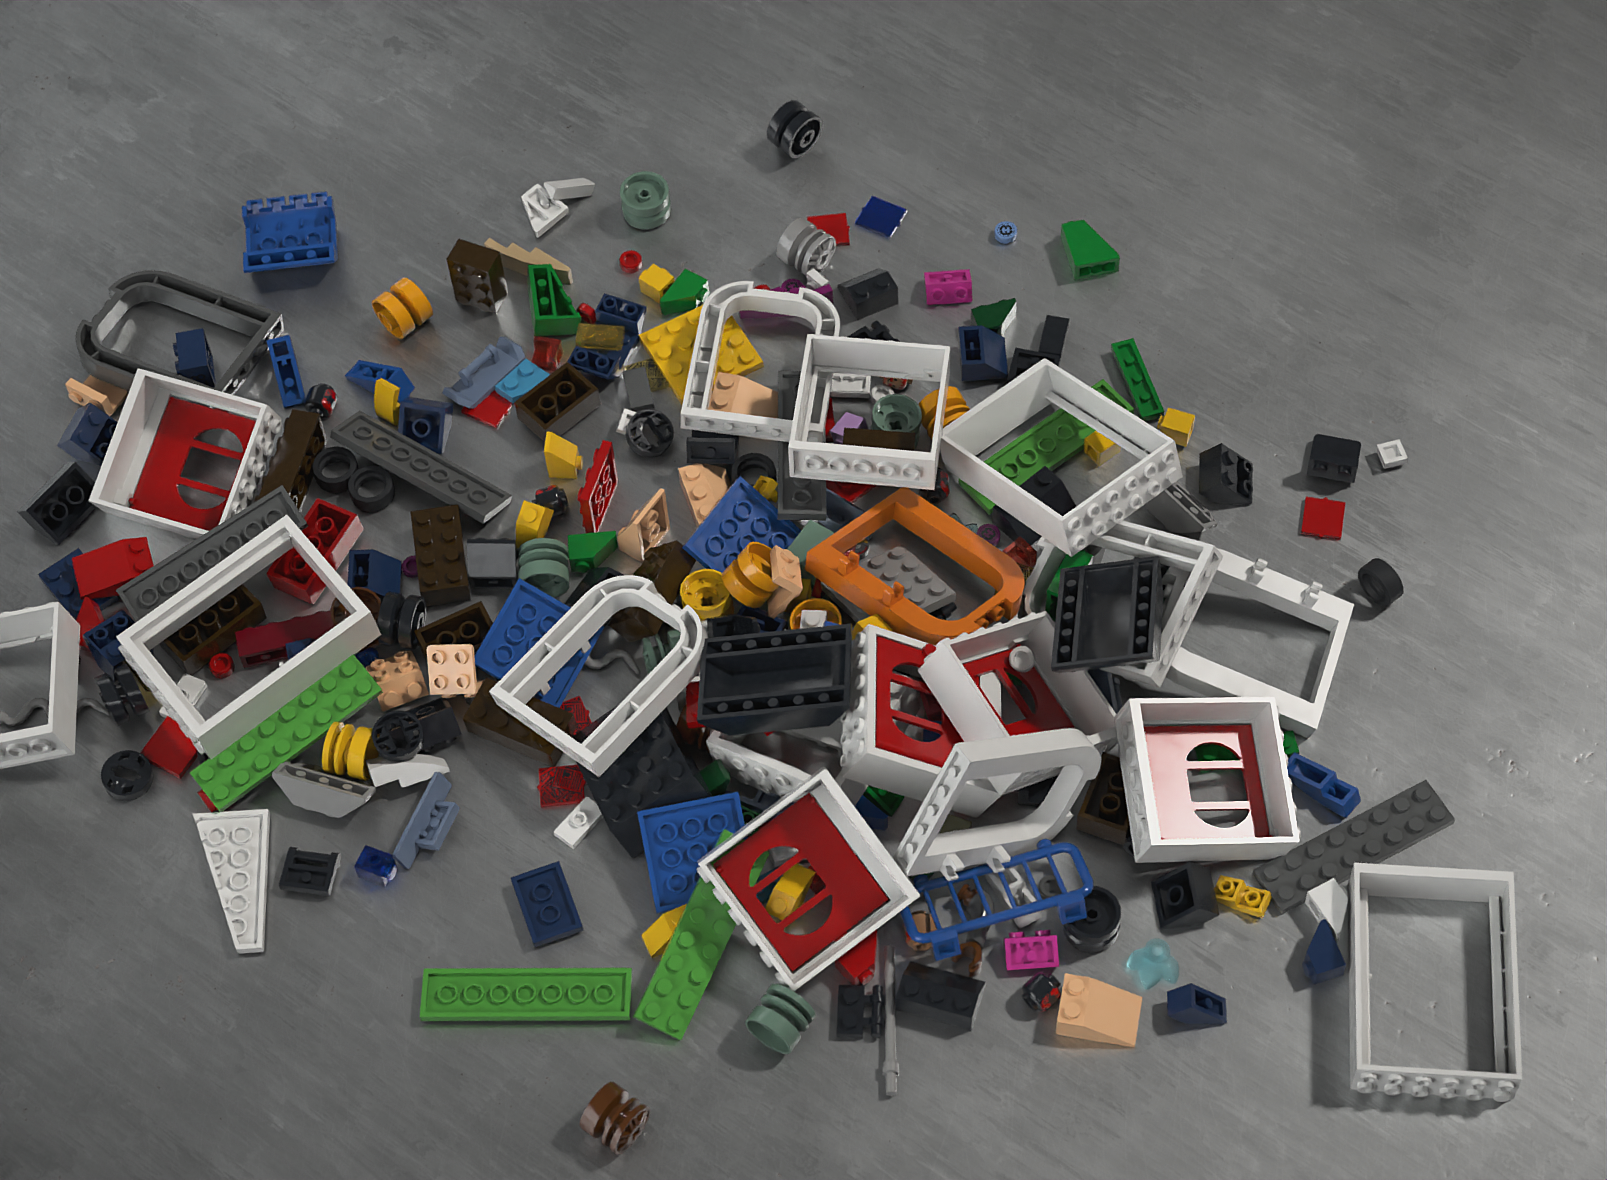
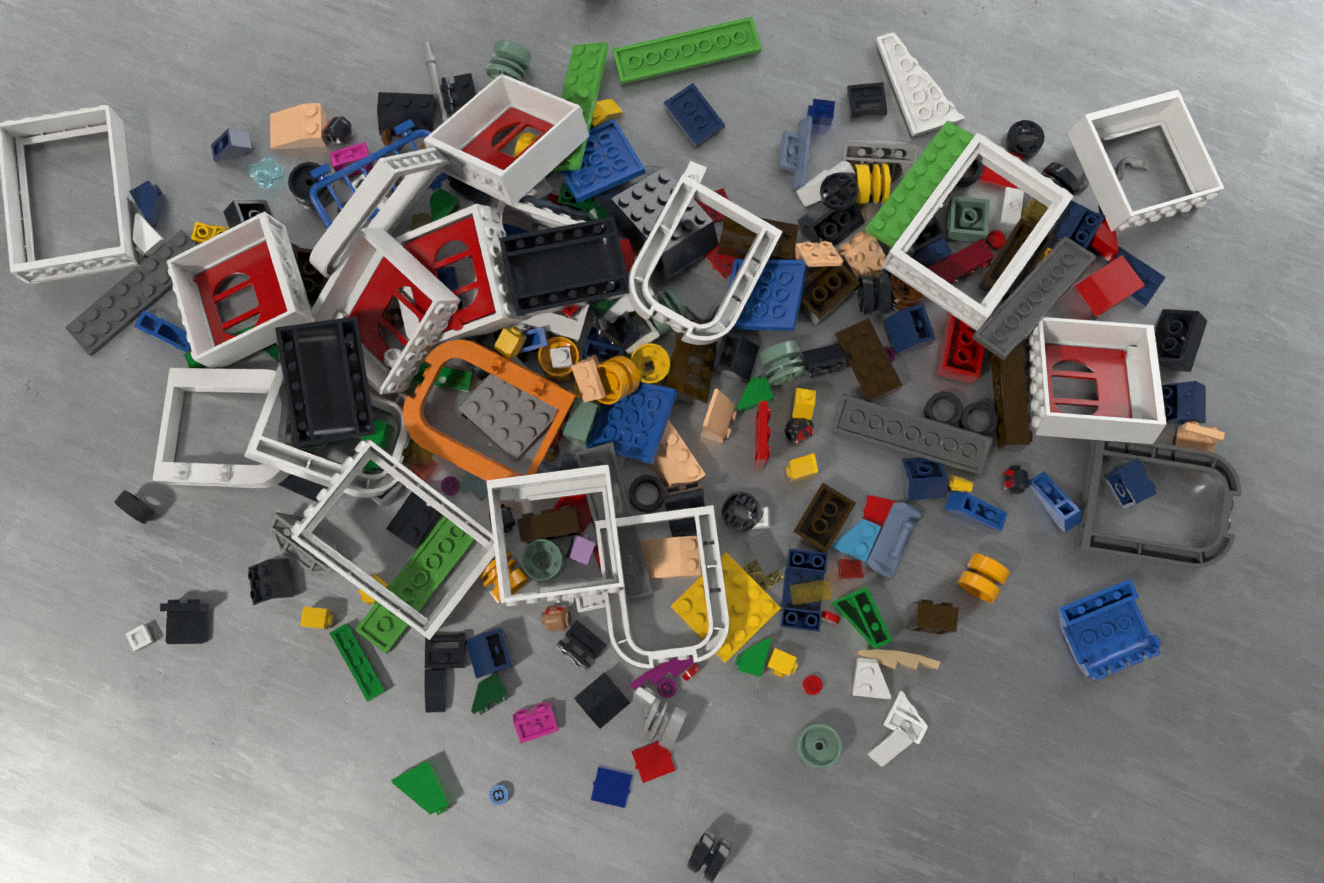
camera: 160 degrees right, 20 degrees up
(239, 676) = (967, 219): none -> sand green brick
(567, 247) = (869, 680): none -> white wing
(766, 487) = (632, 471): yellow tile -> none
(1323, 518) = (190, 567): red piece -> none

